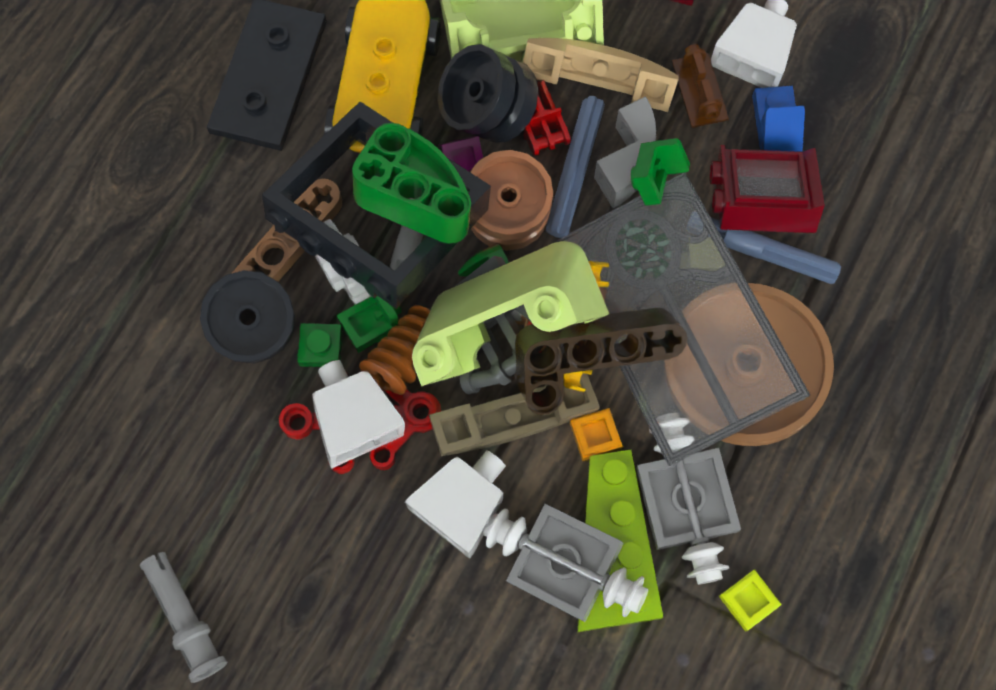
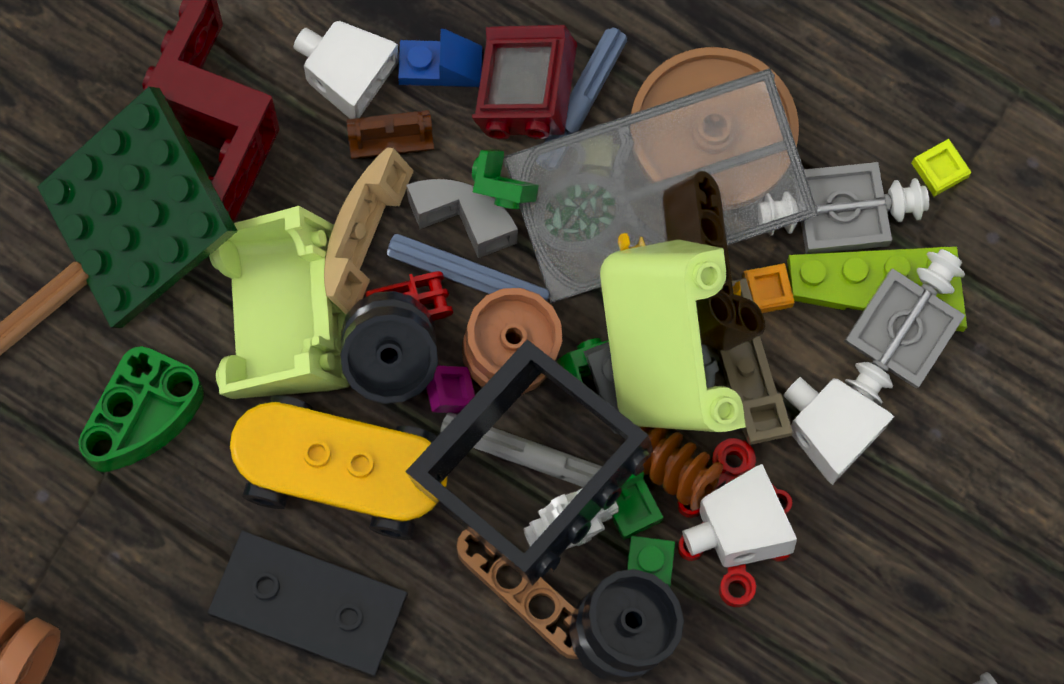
camera: 90 degrees left, 0 degrees up
(404, 166) = (517, 406): green beam -> none

